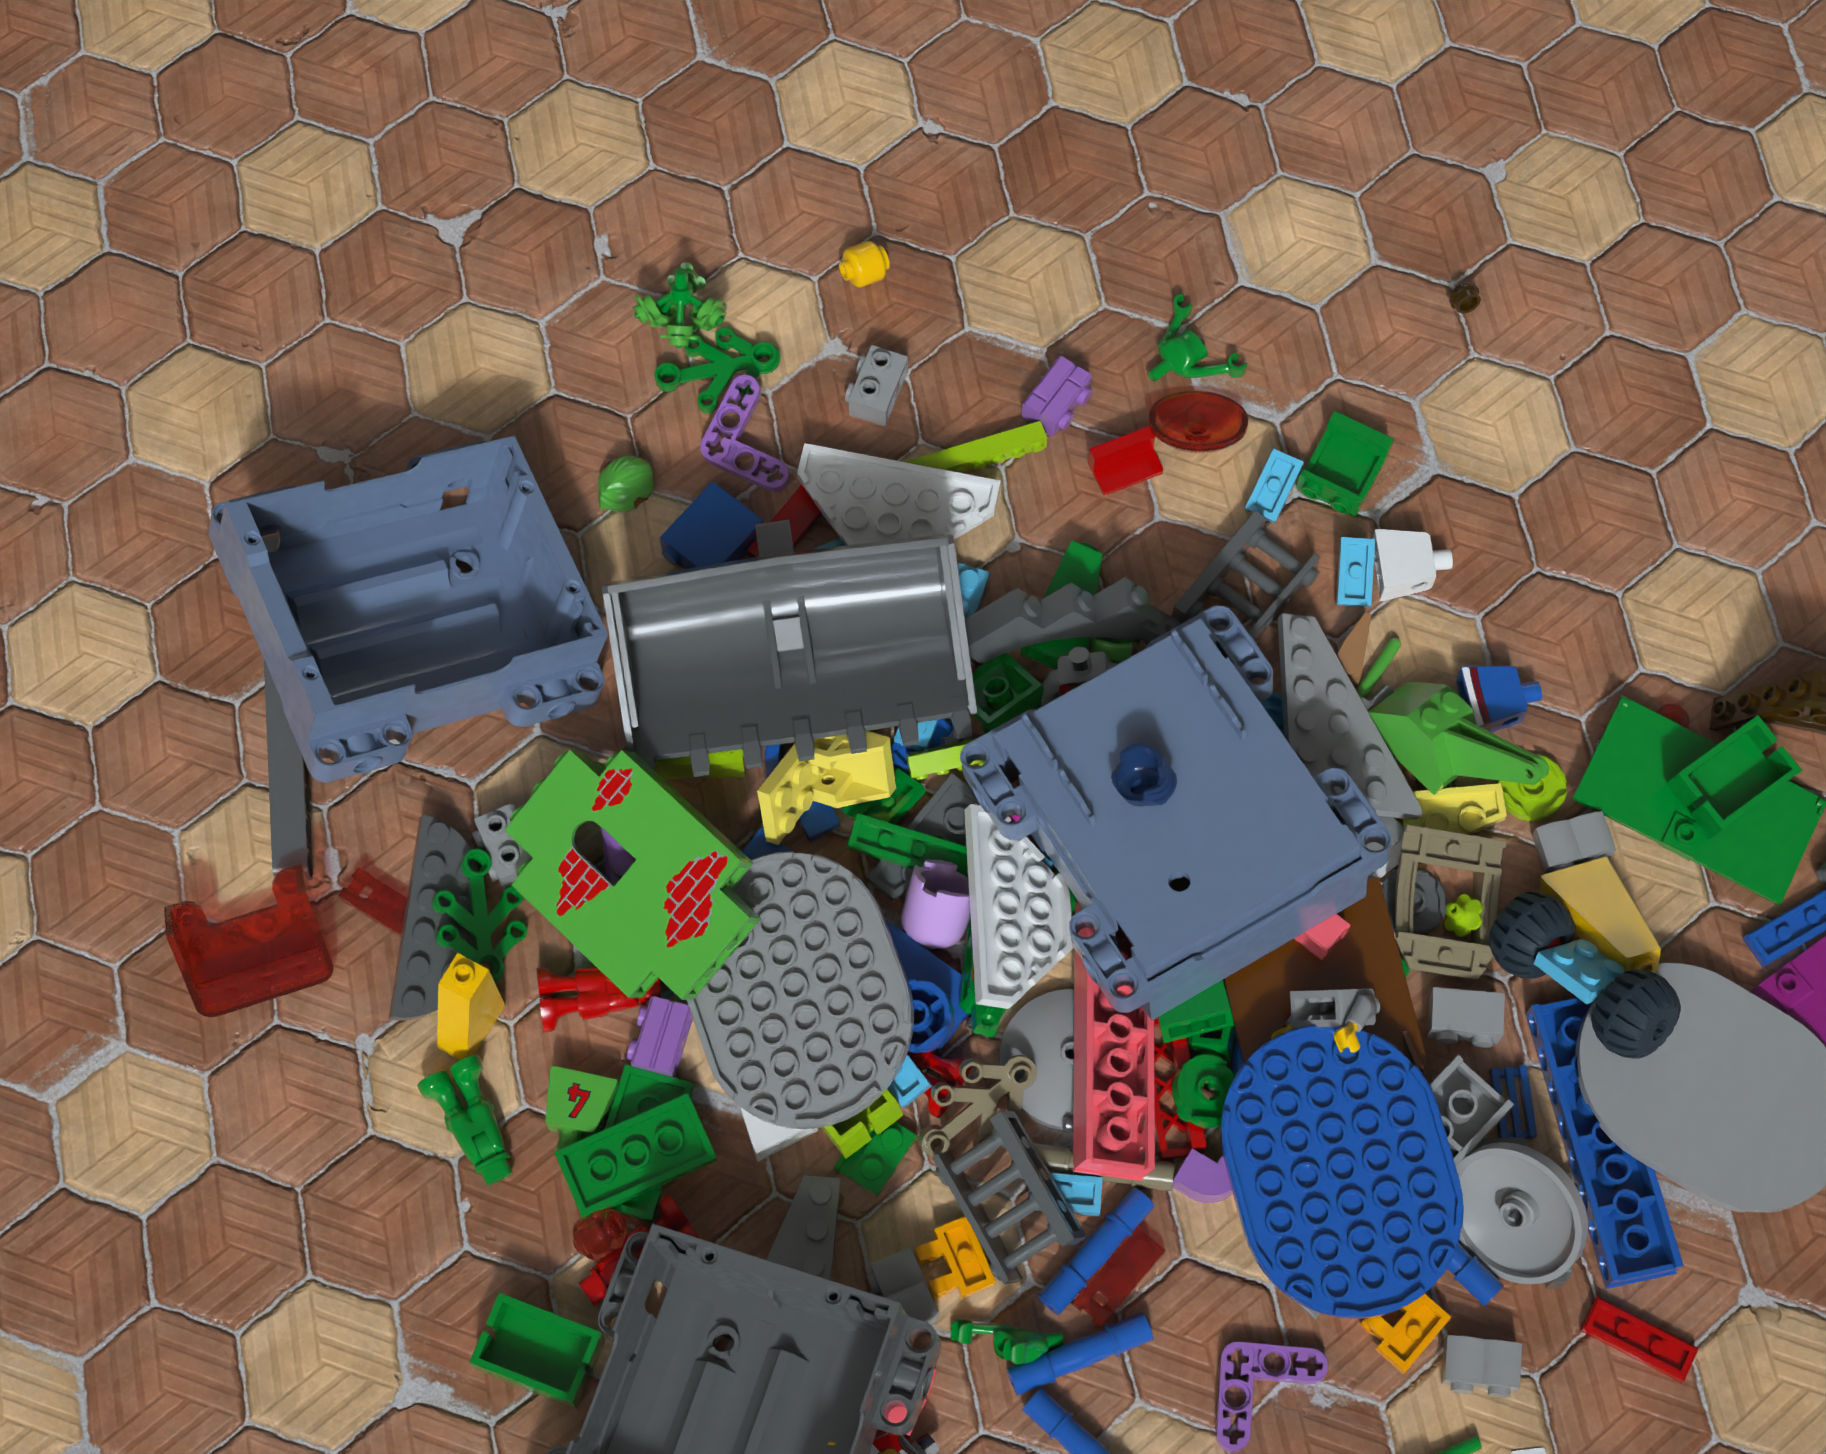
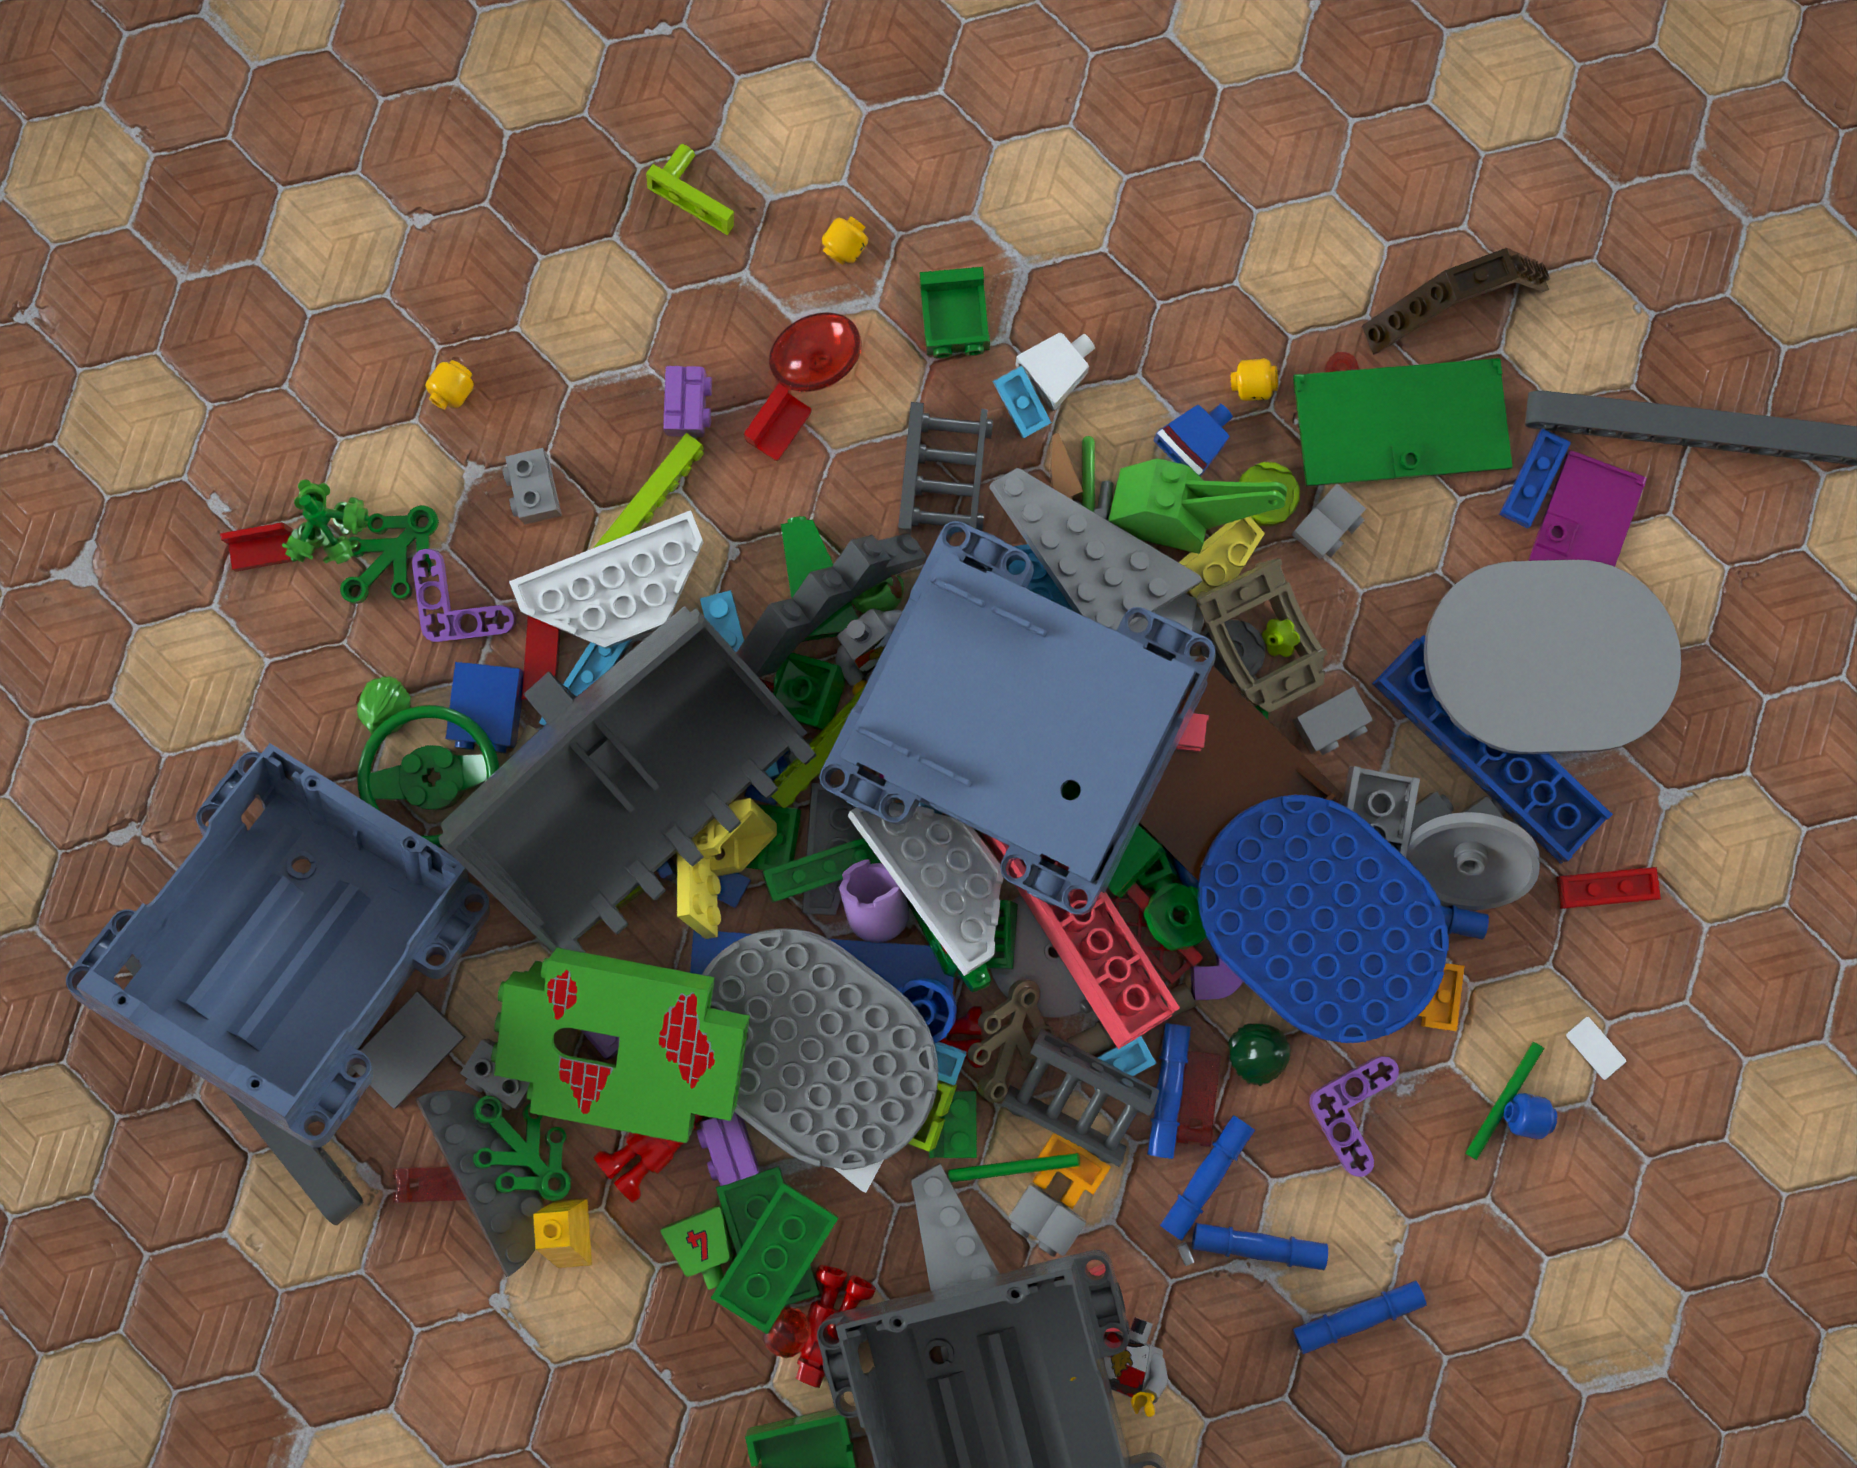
camera: 30 degrees left, 15 degrees up
(253, 953) = (358, 1297): clear red windscreen -> none
(442, 777) = (409, 1049): none -> light grey tile
(473, 1128) = (631, 1314): green piece -> none
(607, 554) = (410, 778): none -> green piece
(612, 294) = (257, 546): none -> red panel
(906, 1223) = (1014, 1167): none -> green bar
(1009, 1343) = (1158, 1207): green piece -> none
(1012, 1412) = (1185, 1253): none -> light grey piece
(1049, 991) = (1009, 921): none -> green slope
(1144, 776) = (989, 723): dark blue hair -> none
(1162, 221) = (668, 185): none -> lime piece
(1185, 351) = (763, 294): green piece -> none
(1202, 1272) = (1259, 1053): none -> dark green hair
(1274, 485) = (911, 368): medium azure plate -> none
(1285, 350) = (845, 240): none -> yellow head
(1334, 1009) = (1241, 794): torso -> none
(1465, 298) = (960, 98): dark brown plate -> none
(1482, 1365) = (1507, 987): light grey brick -> none
(1509, 1074) = (1415, 754): blue tile -> none
(1582, 680) = (1255, 379): none -> yellow head
(1604, 913) = (1390, 572): yellow slope -> none
(1632, 1007) = (1467, 640): black plate -> none
(1733, 777) = (1424, 391): green piece -> none

